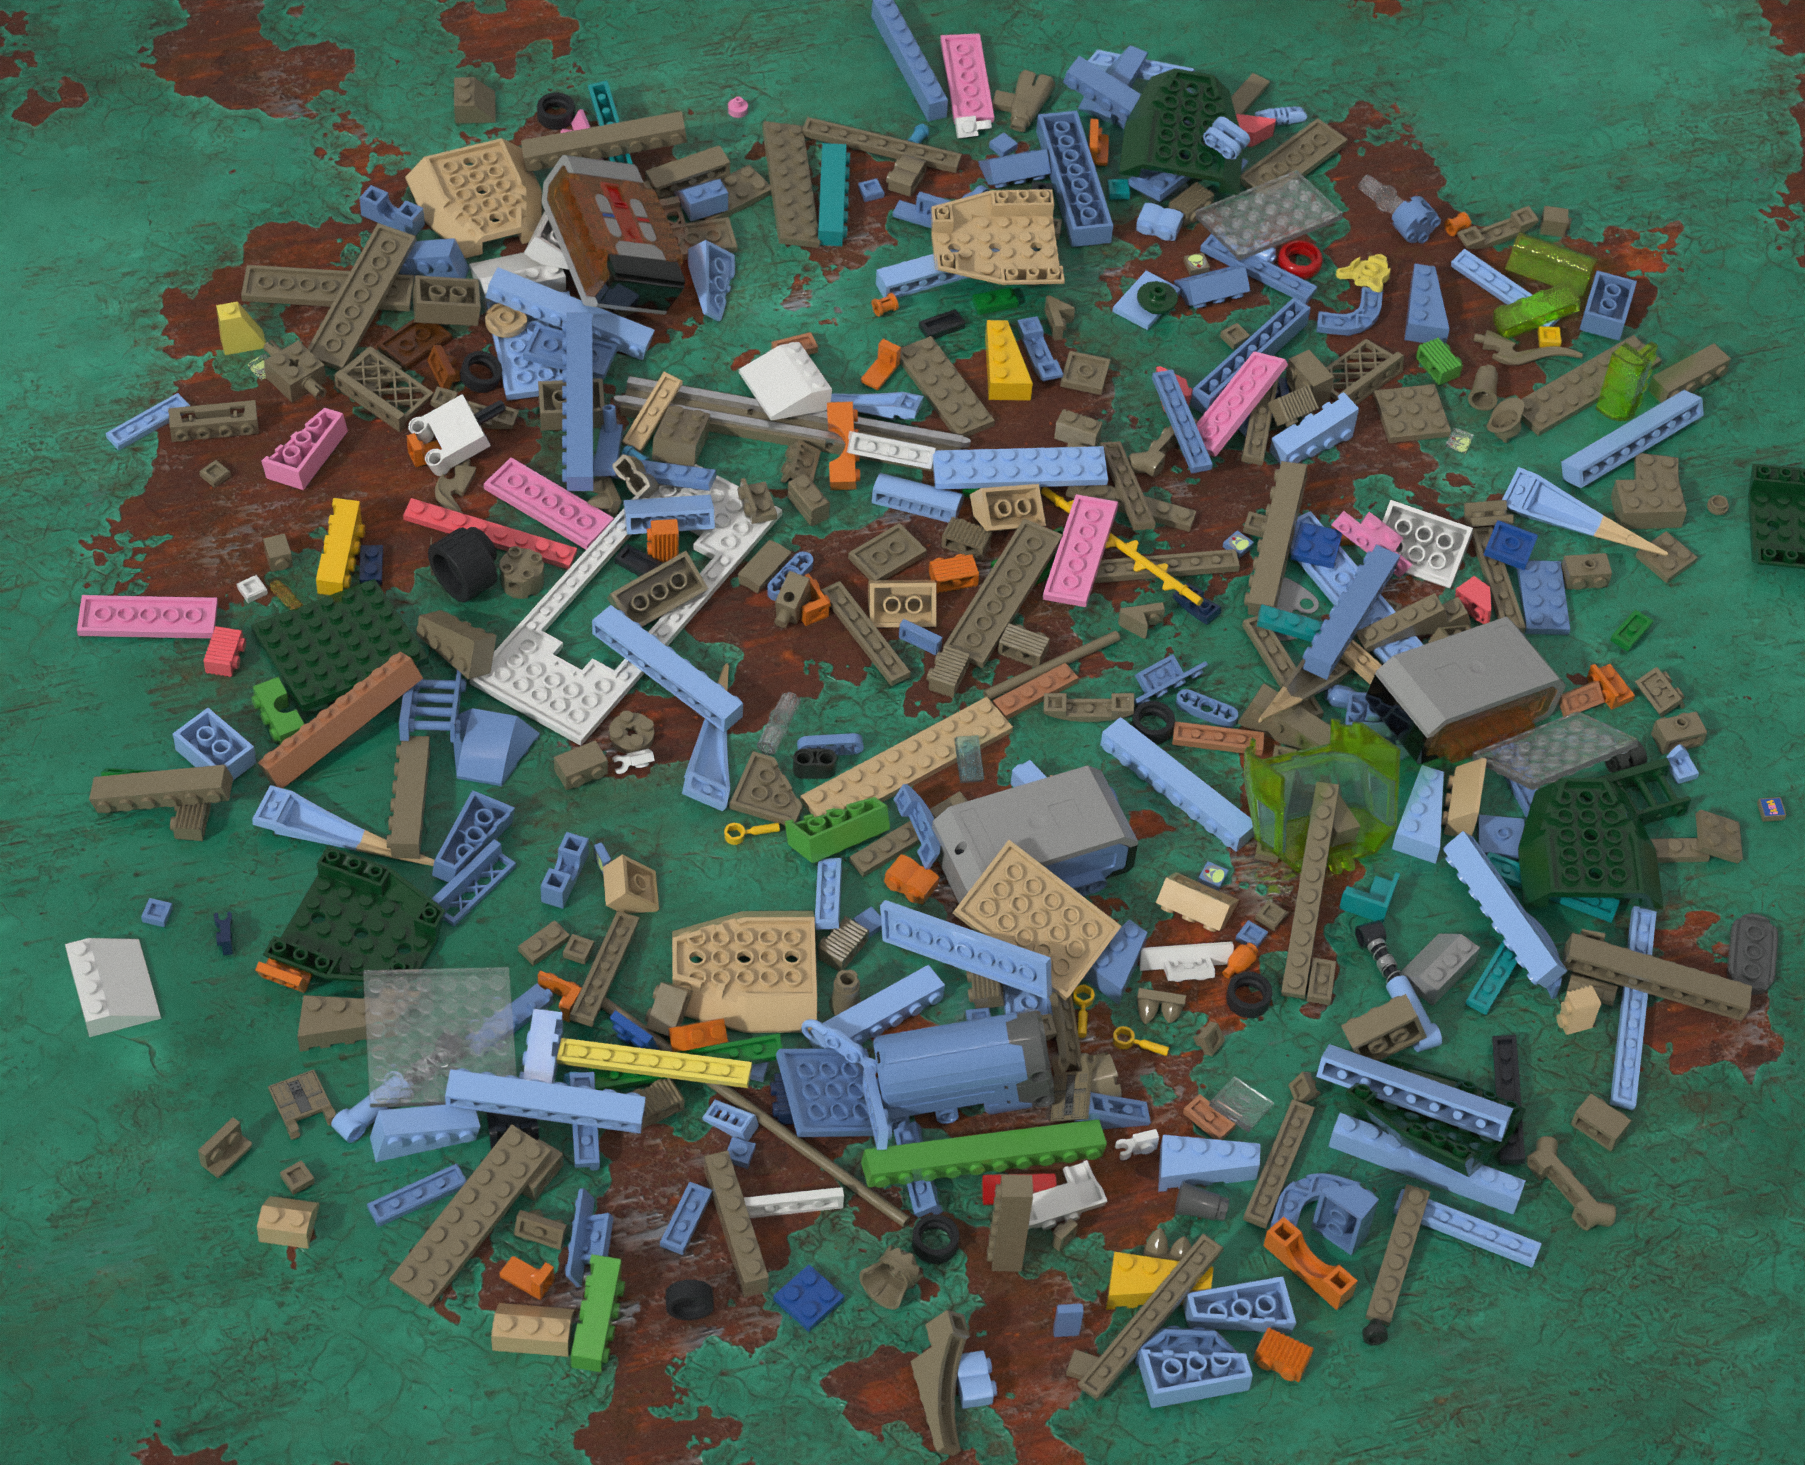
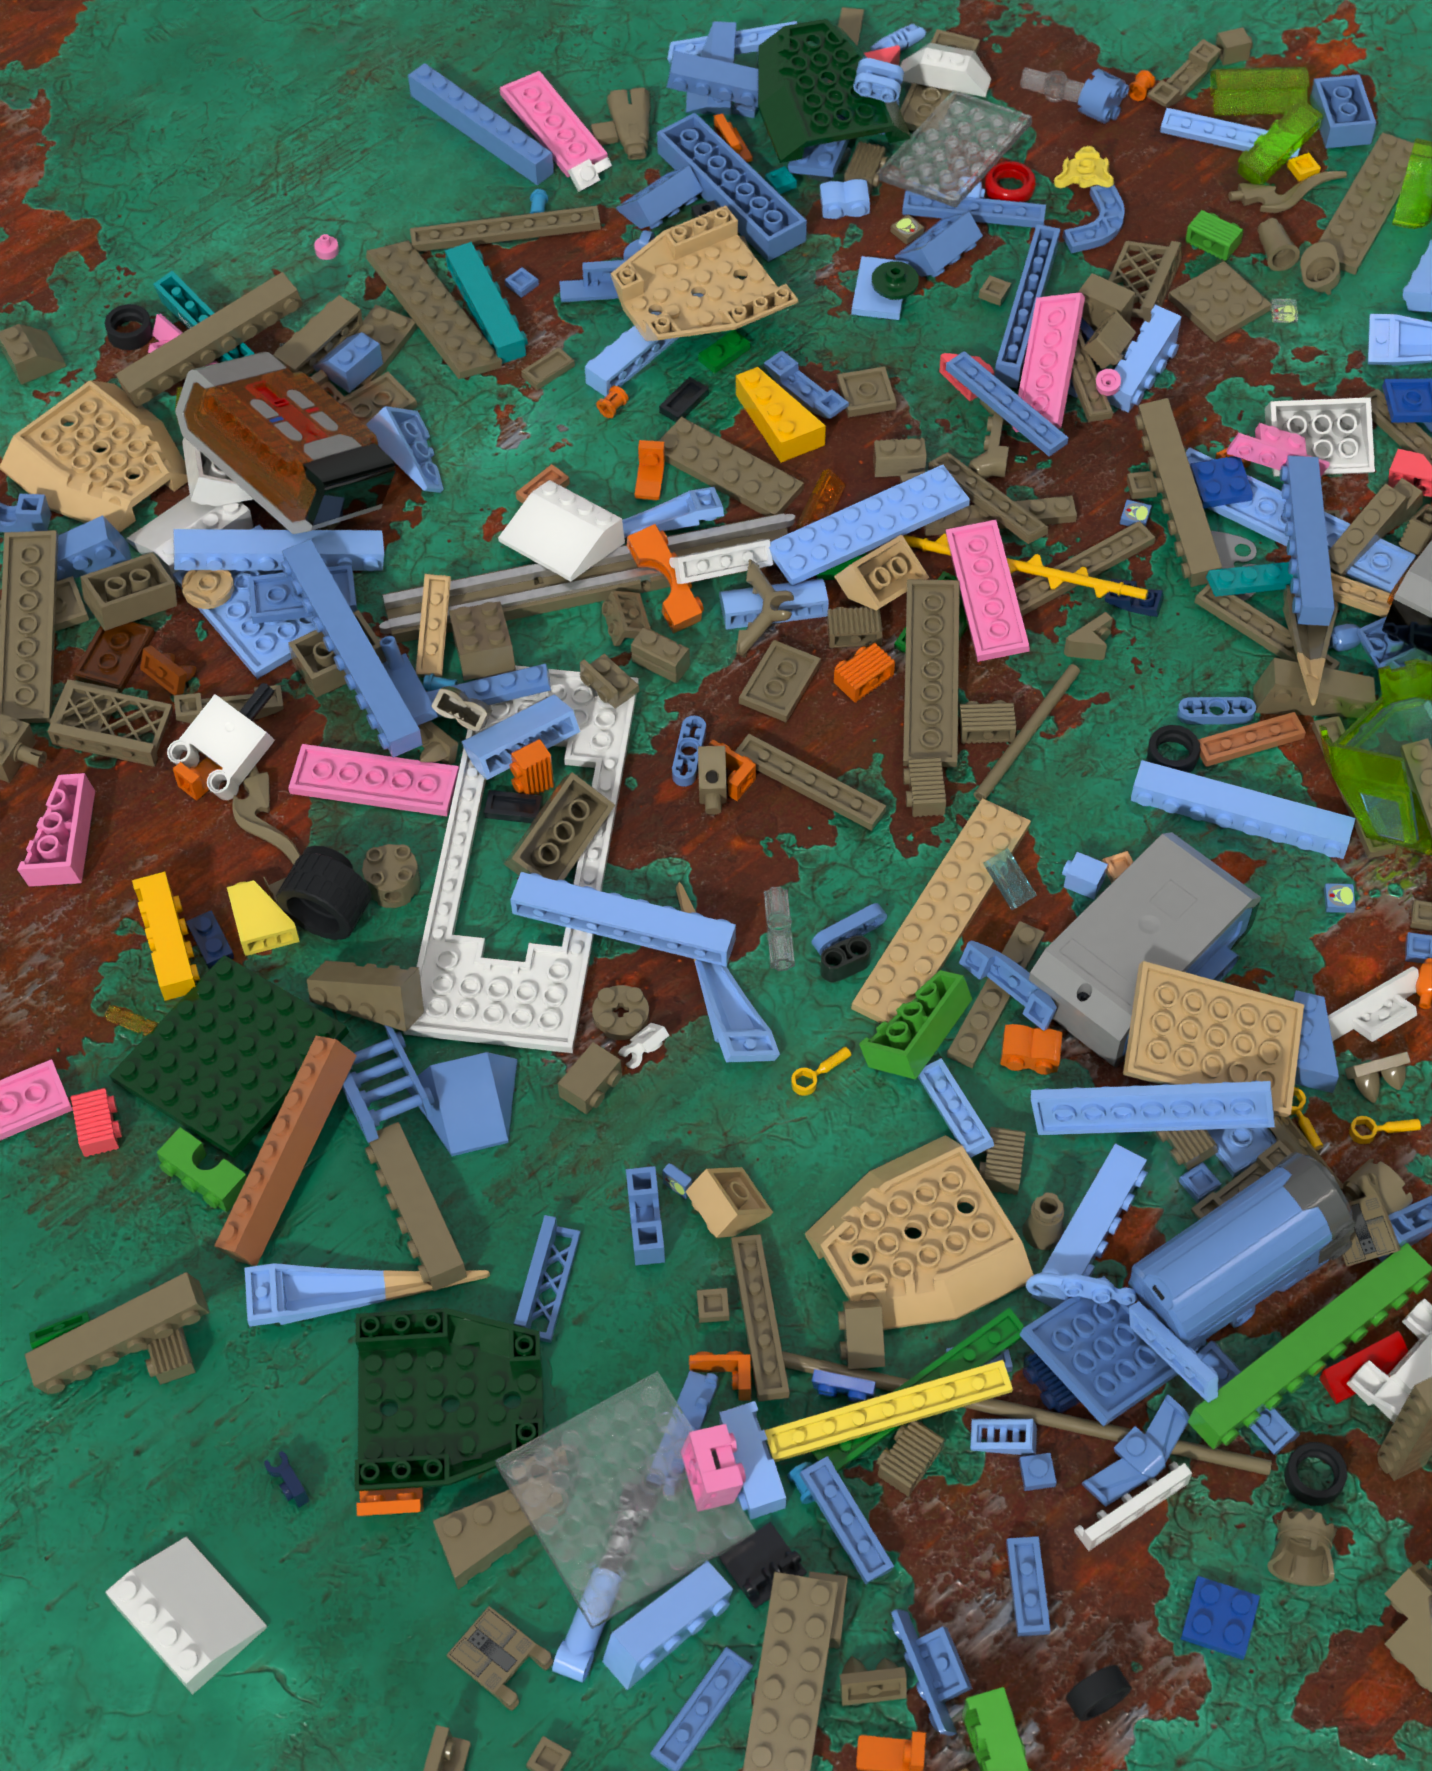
camera: 20 degrees left, 5 degrees up
(157, 912) = (190, 1491): medium blue tile -> none
(212, 742) = (149, 1247): light blue brick -> none
(252, 589) = (85, 1029): white tile -> none
(277, 552) = (94, 972): dark tan brick -> none
(411, 565) = (259, 919): none -> light yellow slope
(476, 827) = (513, 1215): medium blue wedge -> none
(485, 359) = (216, 642): black tyre -> none
(501, 536) = (347, 841): coral plate -> none
(507, 1039) = (712, 1467): none -> bright pink piece
(544, 943) = (667, 1315): dark tan plate -> none
(545, 1100) = (795, 1522): light blue brick -> none
(698, 1035) = (915, 1351): orange brick -> none
(736, 1224) = (1090, 1566): dark tan brick -> none
(764, 566) = (654, 751): dark tan piece -> none
(765, 792) = (811, 1016): dark tan plate -> none
(817, 1171) = (1141, 1454): none -> medium blue plate
(852, 261) = (548, 368): none -> dark tan tile
(869, 919) = (1013, 1117): medium blue tile -> none
(902, 599) = (830, 729): tan slope -> none
(905, 500) = (769, 613): none -> dark tan piece
(906, 175) = (552, 251): dark tan brick -> none
(920, 637) = (872, 761): medium blue tile -> none
(1002, 436) = (822, 498): none -> clear orange plate
(1003, 145) = (632, 180): medium blue tile -> none
(1033, 691) = (1028, 768): nougat plate -> none
(1058, 315) = (801, 341): dark tan slope -> none
(1088, 710) = (1098, 764): dark tan slope -> none
(1162, 675) = (1152, 695): medium blue bracket -> none
(1196, 902) = (1345, 936): tan slope -> none
(1271, 436) = (1108, 382): none -> bright pink tile
(1303, 152) = (947, 69): none -> white wedge
(1425, 307) = (1166, 184): medium blue wedge -> none
(1486, 513) = (1364, 377): dark tan bracket -> none

